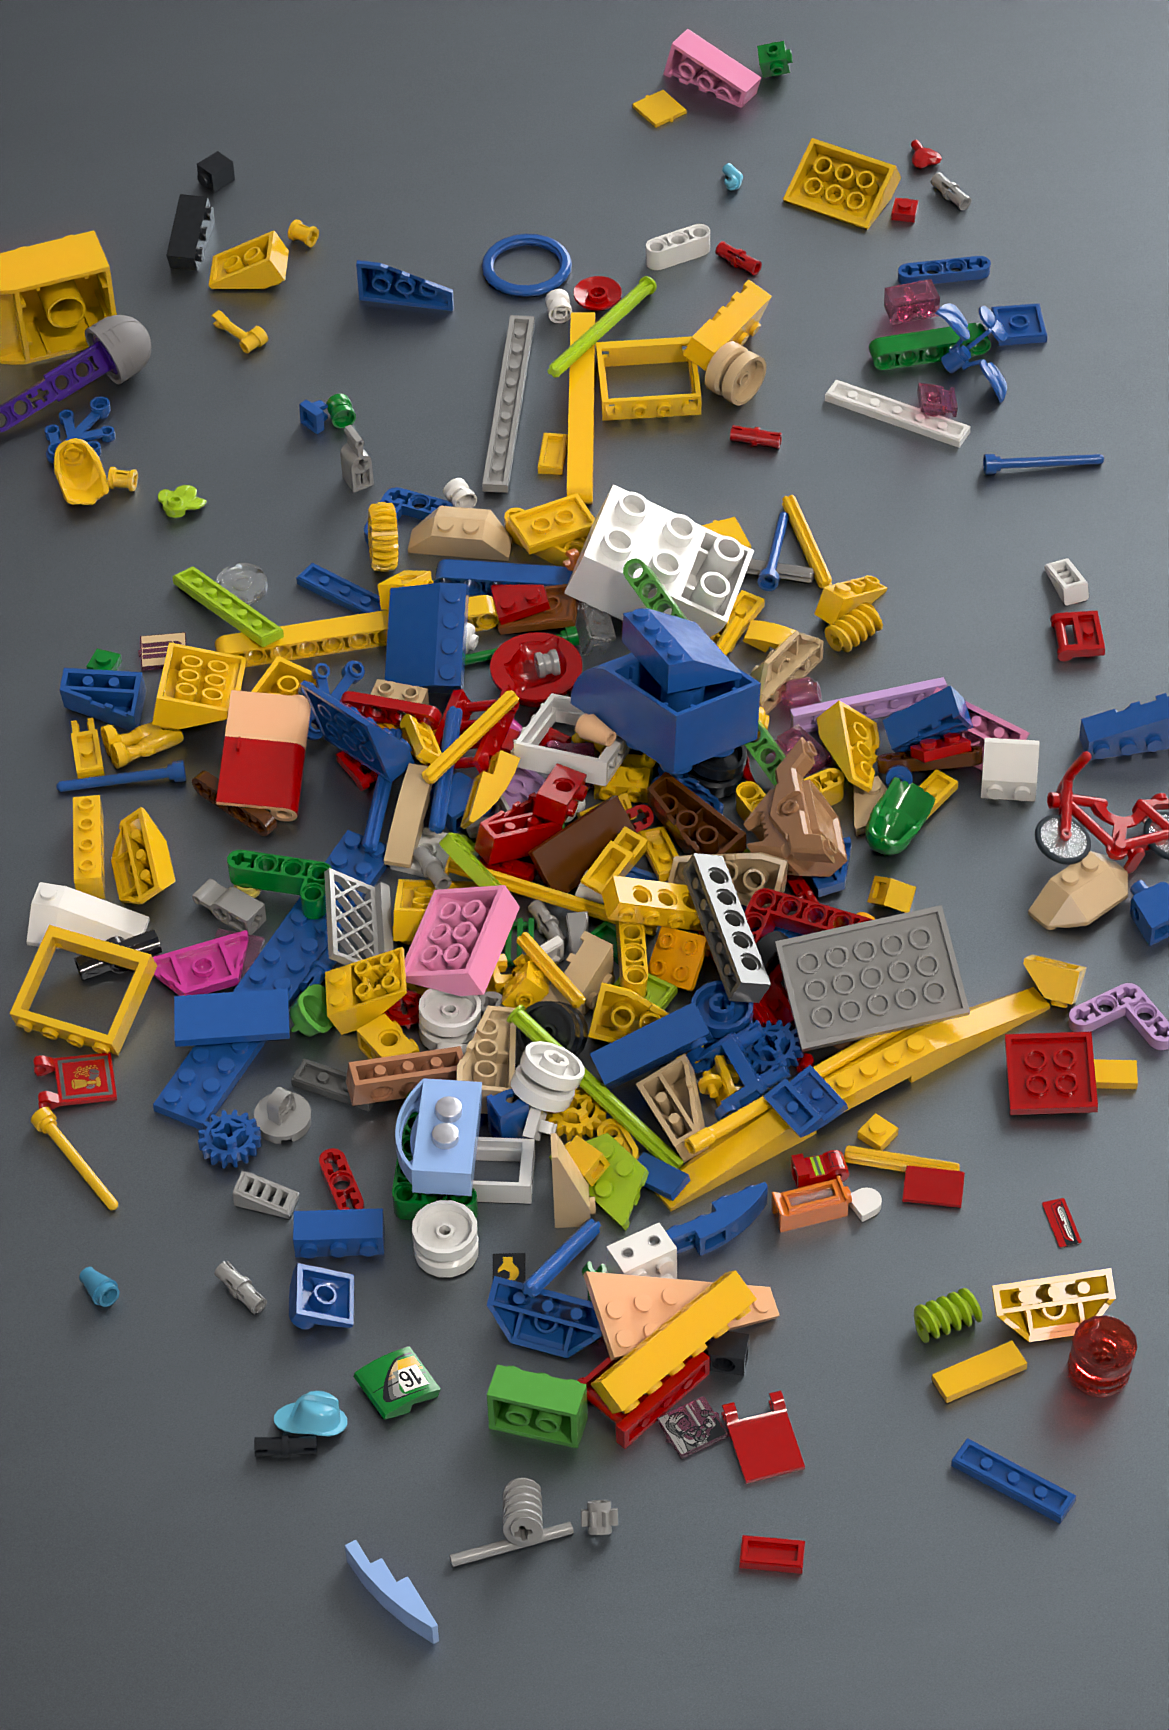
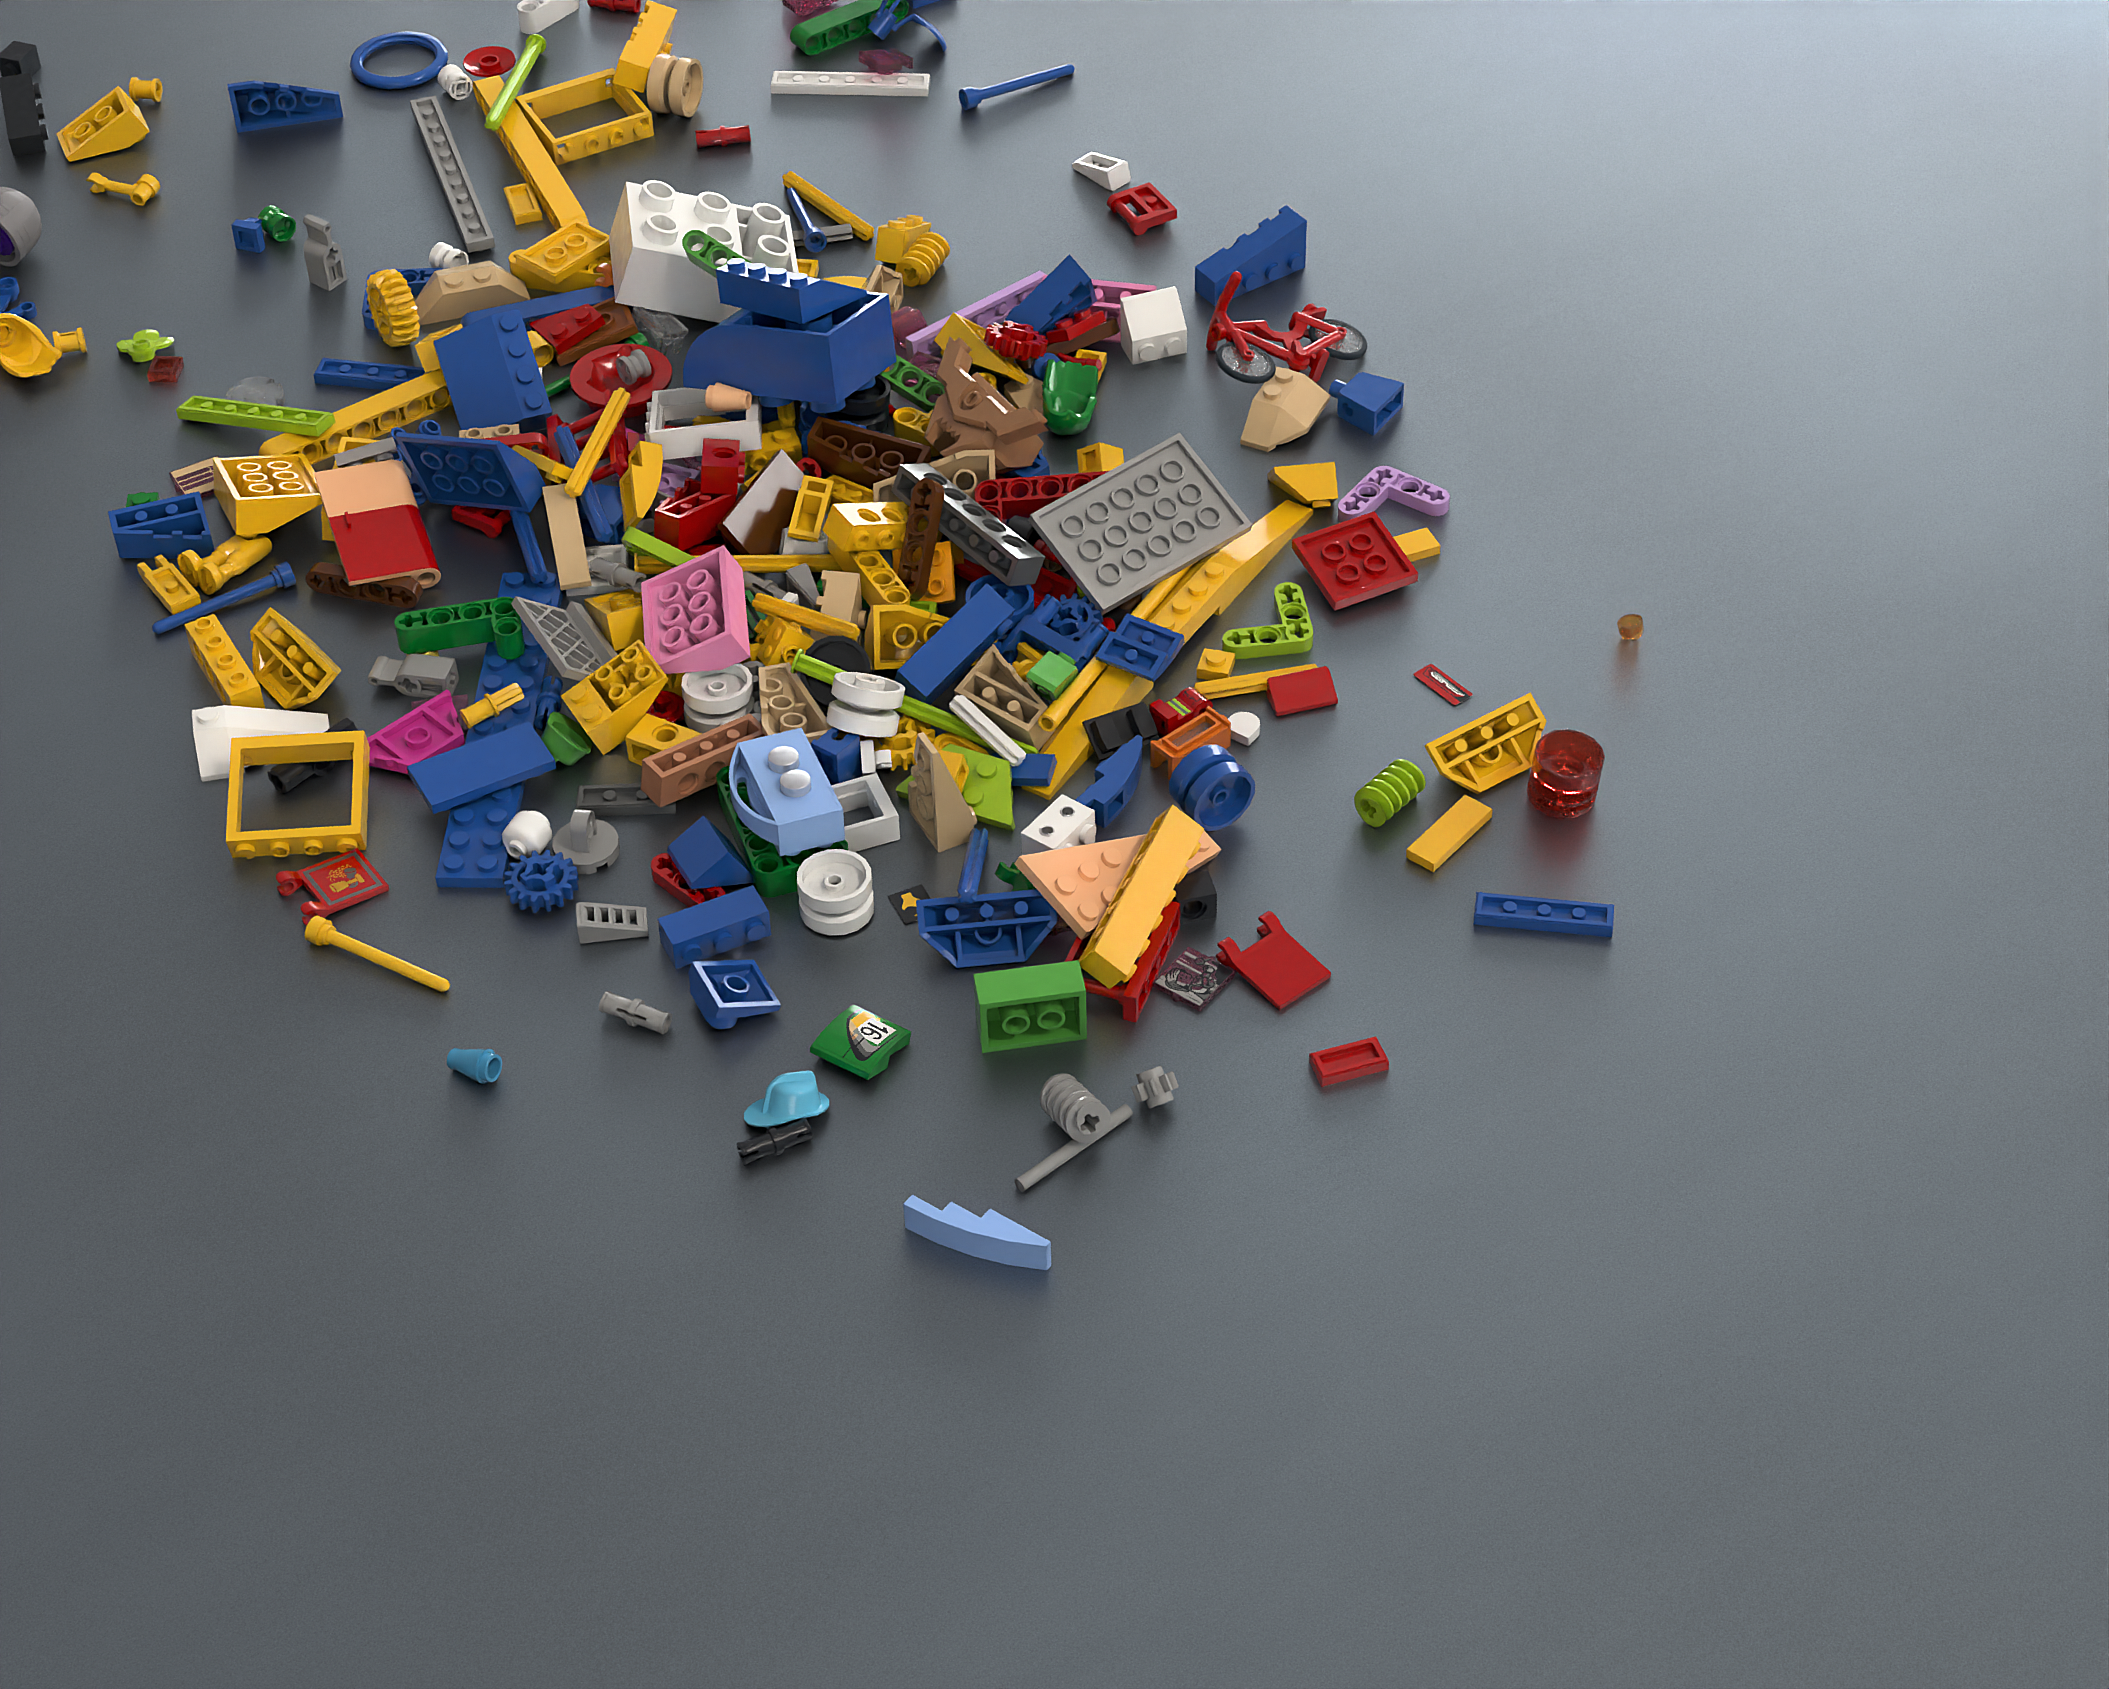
camera: 25 degrees left, 5 degrees down
(186, 530) = (165, 369): none -> clear red tile
(238, 1092) = (527, 833): none -> white head
(269, 960) = (492, 705): none -> yellow axle
(272, 686) = (377, 451): none -> light grey plate
(366, 1167) = (708, 857): none -> blue slope
(642, 1133) = (987, 730): none -> white axle
(677, 927) = (924, 539): none -> reddish brown beam
(715, 1102) = (1052, 675): none -> bright green slope
(759, 1167) = (1118, 727): none -> black piece
(796, 1256) = (1211, 787): none -> blue wheel
(876, 748) = (1016, 340): none -> red gear
(927, 786) = (1084, 361): none -> red helmet
(951, 1122) = (1286, 642): none -> lime beam

